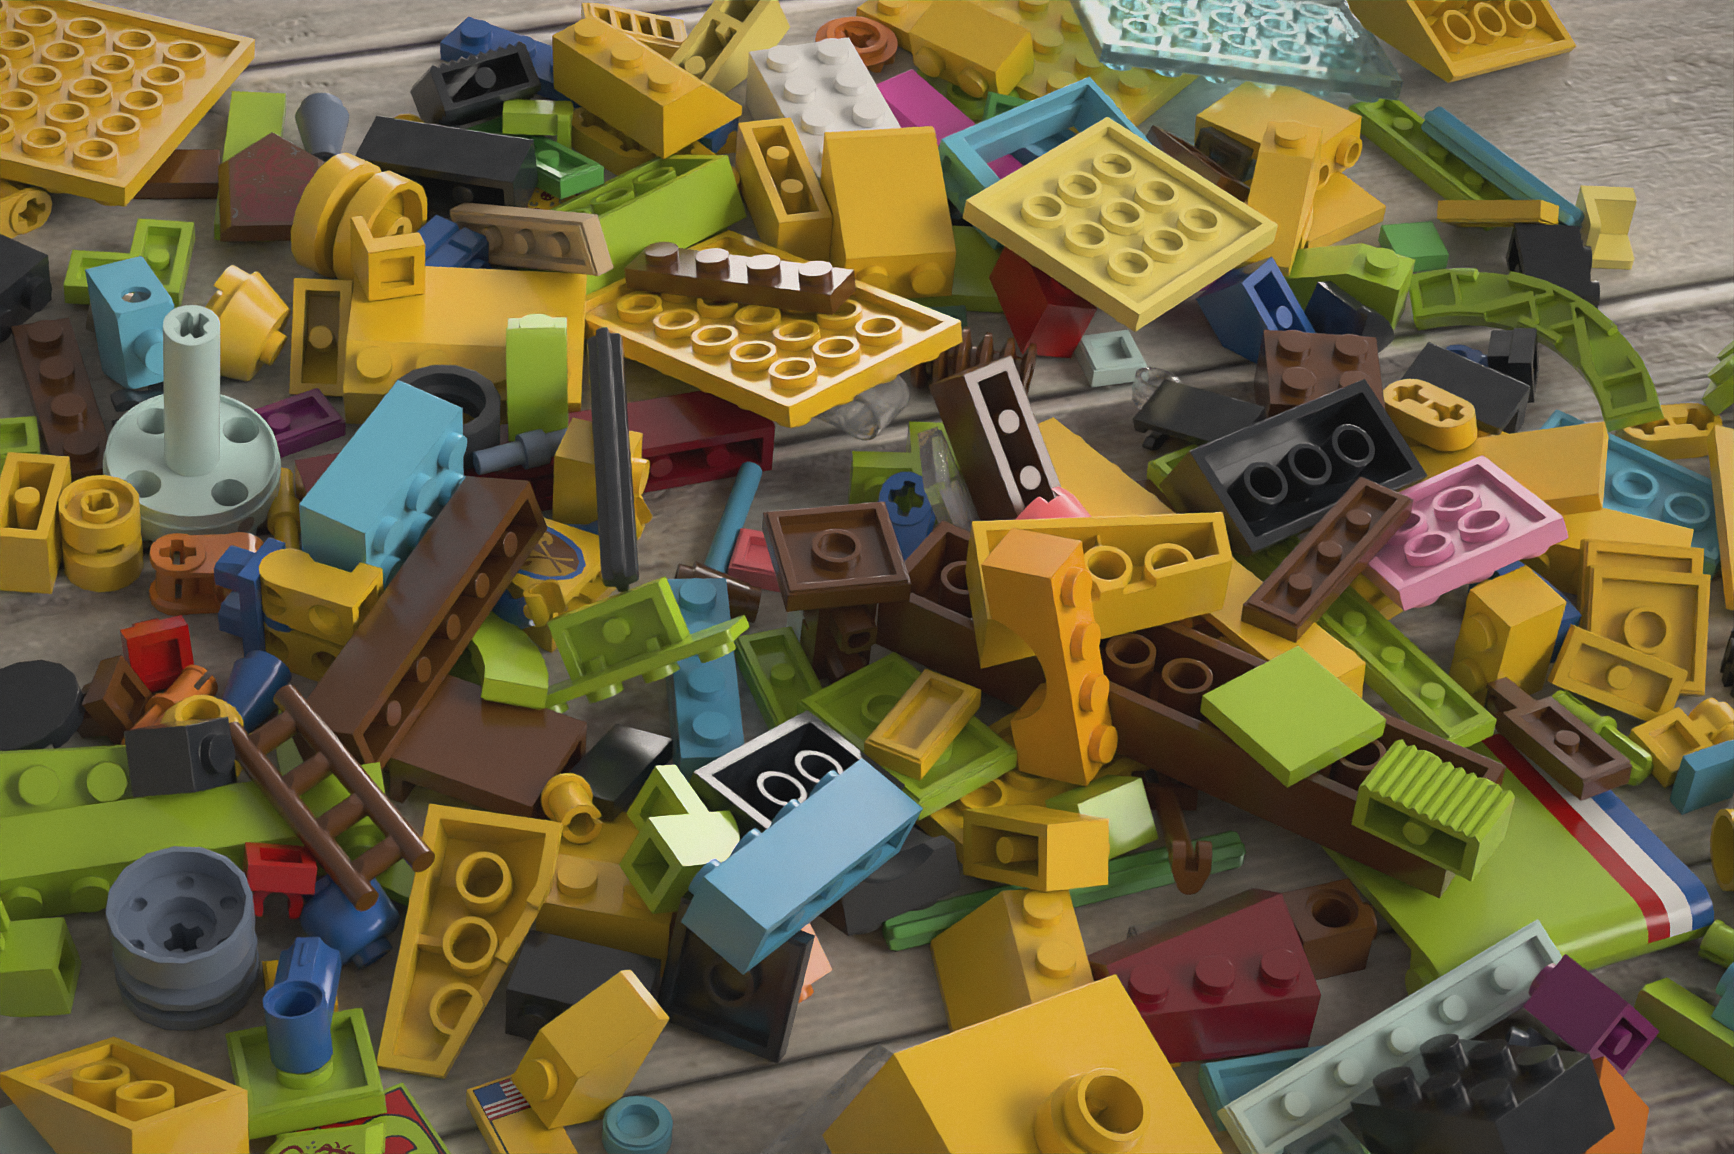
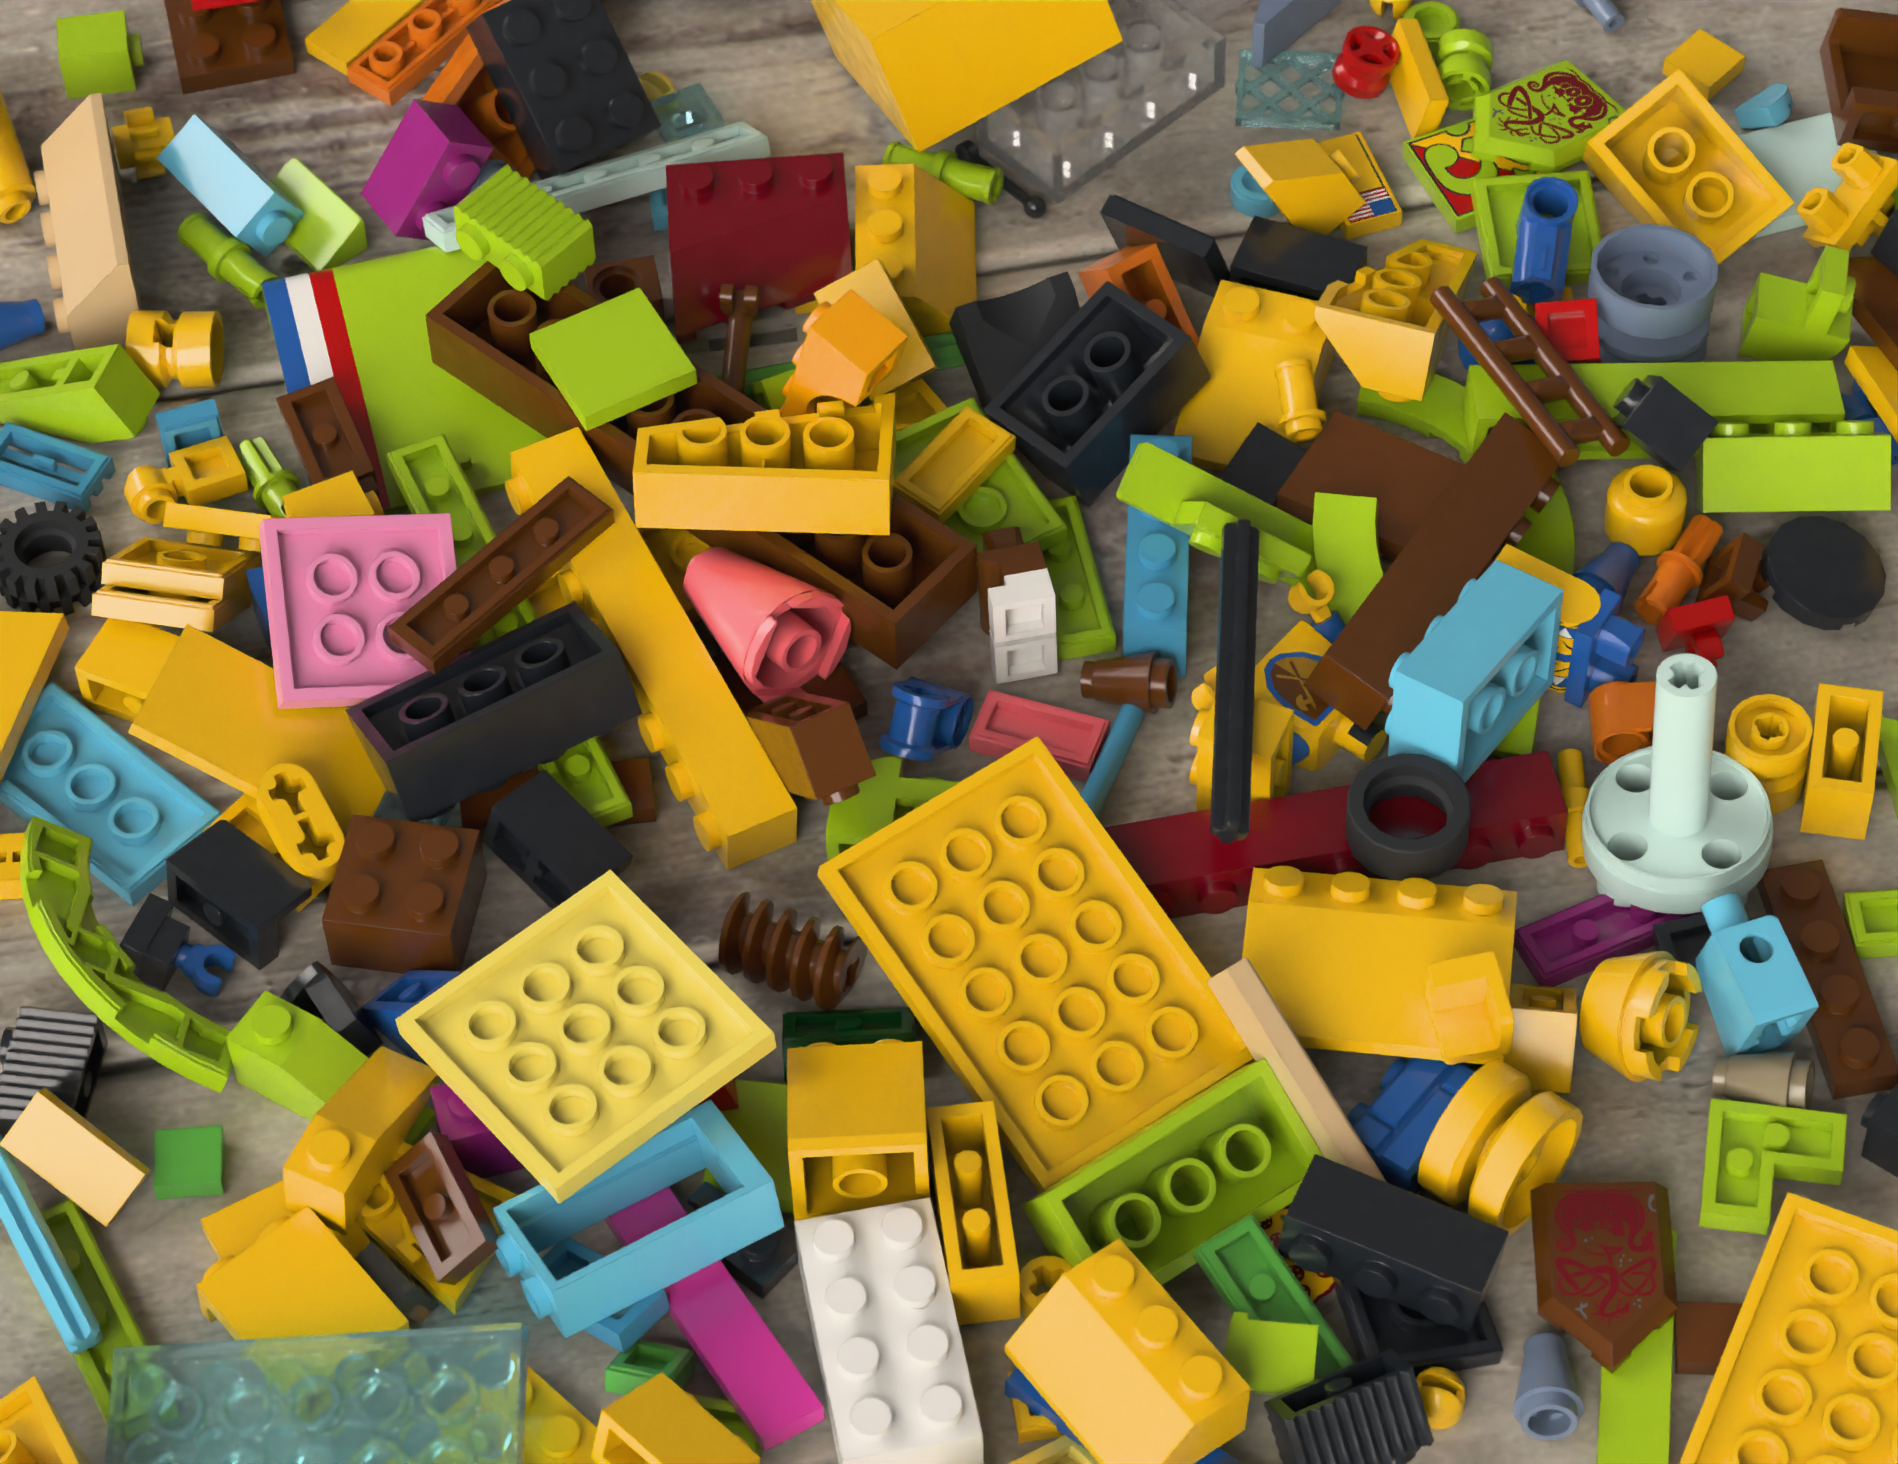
camera: 165 degrees left, 10 degrees up
(528, 449) = (1308, 788): sand blue bar -> none
(536, 374) = (1303, 850): lime brick -> none
(673, 839) = (1203, 291): lime brick -> none
(740, 279) = (1053, 1021): reddish brown plate -> none
(799, 864) = (1105, 226): dark azure brick -> none
(836, 556) = (1016, 568): reddish brown tile -> none
(943, 481) = (876, 682): clear tile -> none

